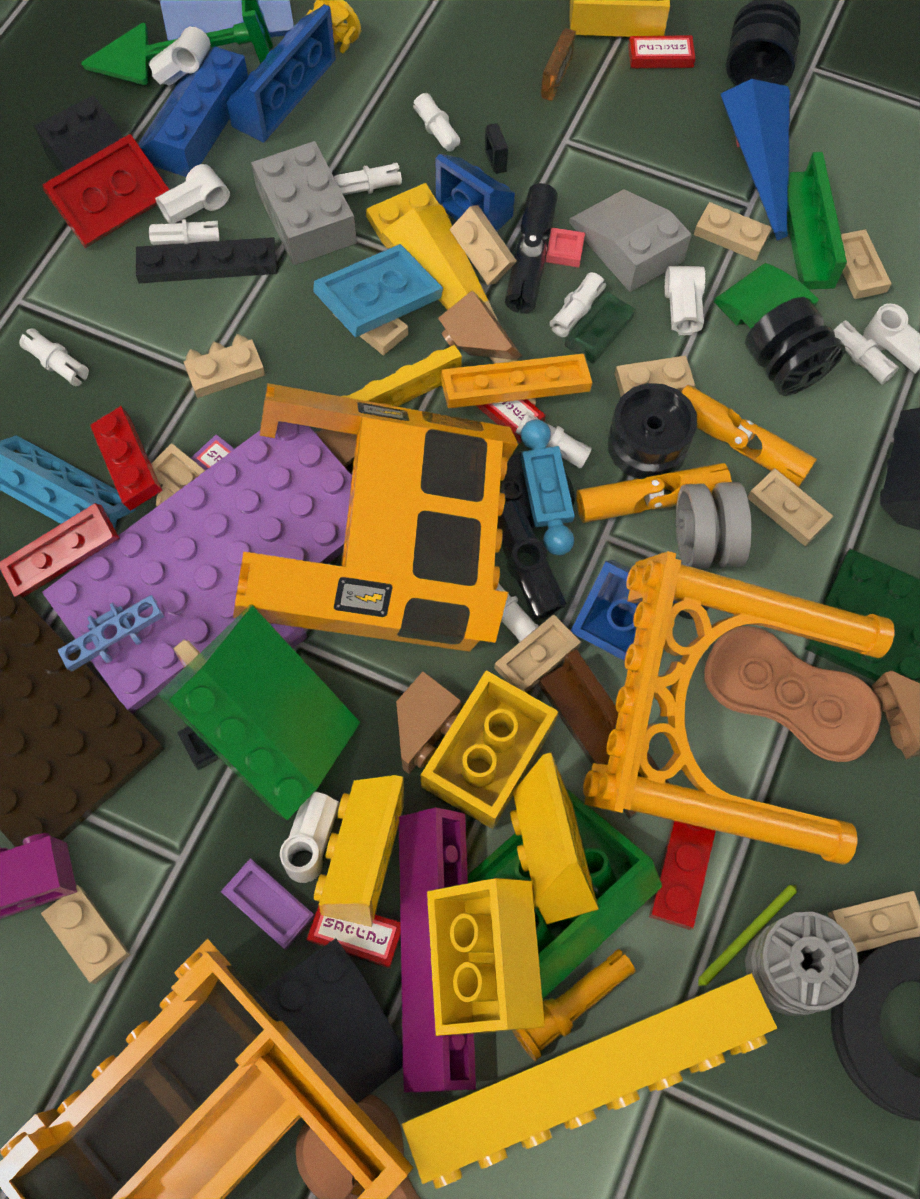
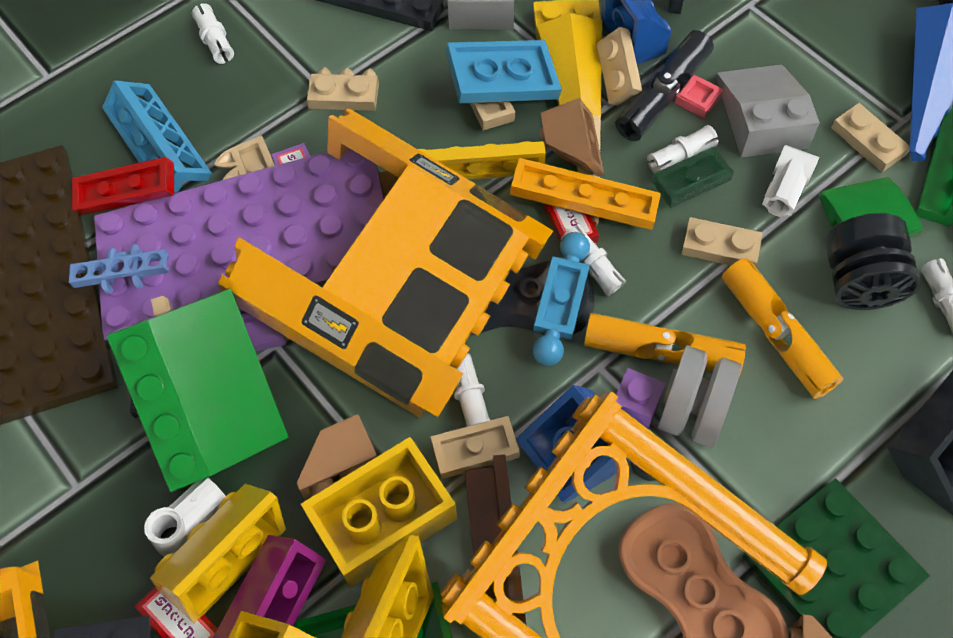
camera: 30 degrees right, 5 degrees down
(125, 458) = (219, 133): red plate -> none
(268, 904) = (122, 560): medium lavender tile -> none
(534, 581) = (509, 378): black piece -> none
(651, 430) = (688, 286): black wheel -> none
(657, 540) = (640, 396): none -> medium lavender brick
(790, 507) = (794, 413): tan plate -> none

